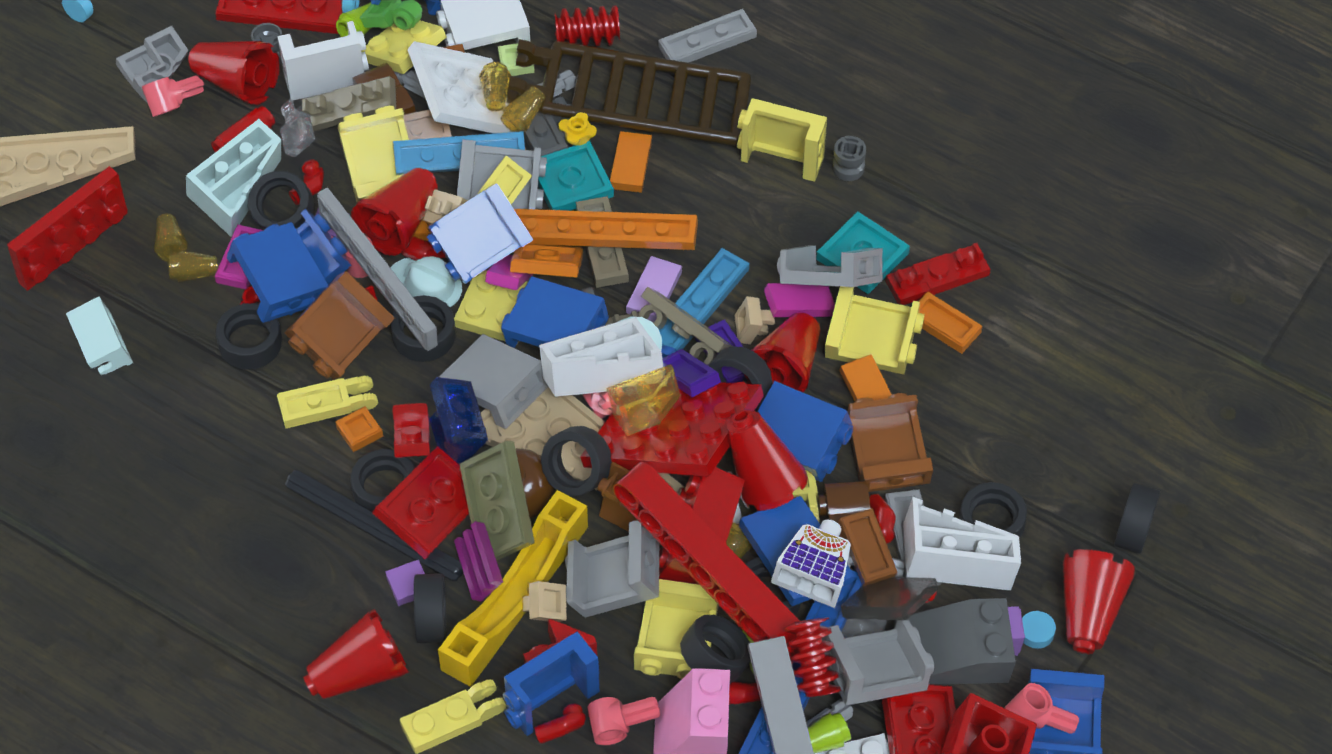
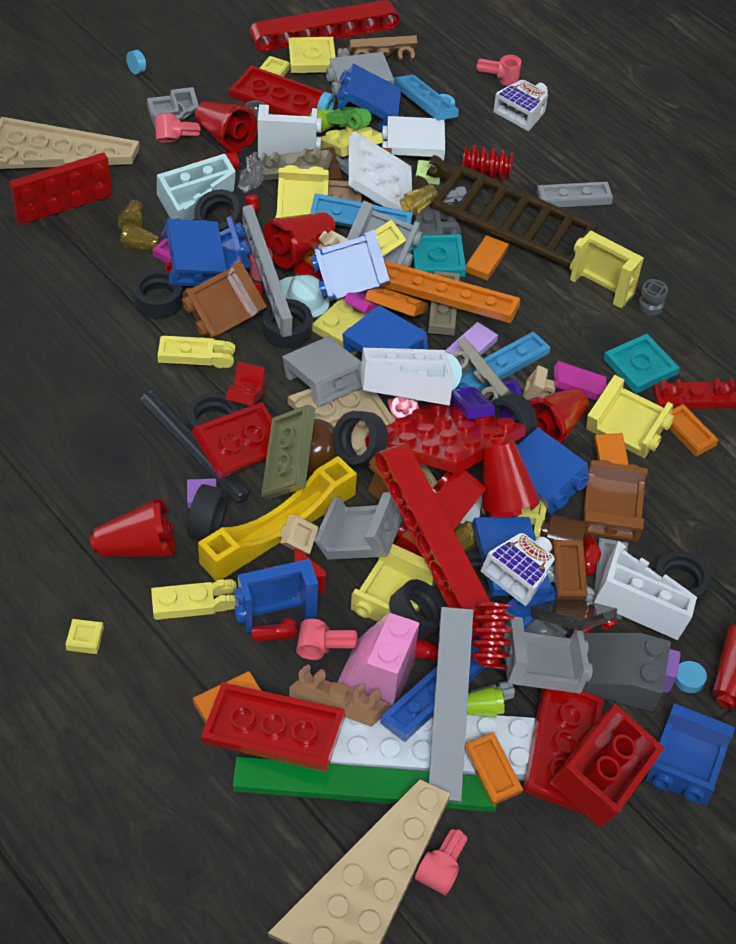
camera: 15 degrees right, 5 degrees down
(99, 336) = (52, 264): light aqua hinge -> none
(359, 429) = (212, 378): orange tile -> none
(458, 420) = (283, 383): clear blue bracket -> none
(475, 563) = (259, 491): magenta tile -> none
(495, 83) = (404, 177): clear yellow cone -> none
(577, 129) = (454, 223): yellow plate -> none
(644, 399) = (430, 408): clear yellow slope -> none
(856, 269) = (629, 365): light grey panel -> none
(1037, 706) = (669, 733): coral axle -> none

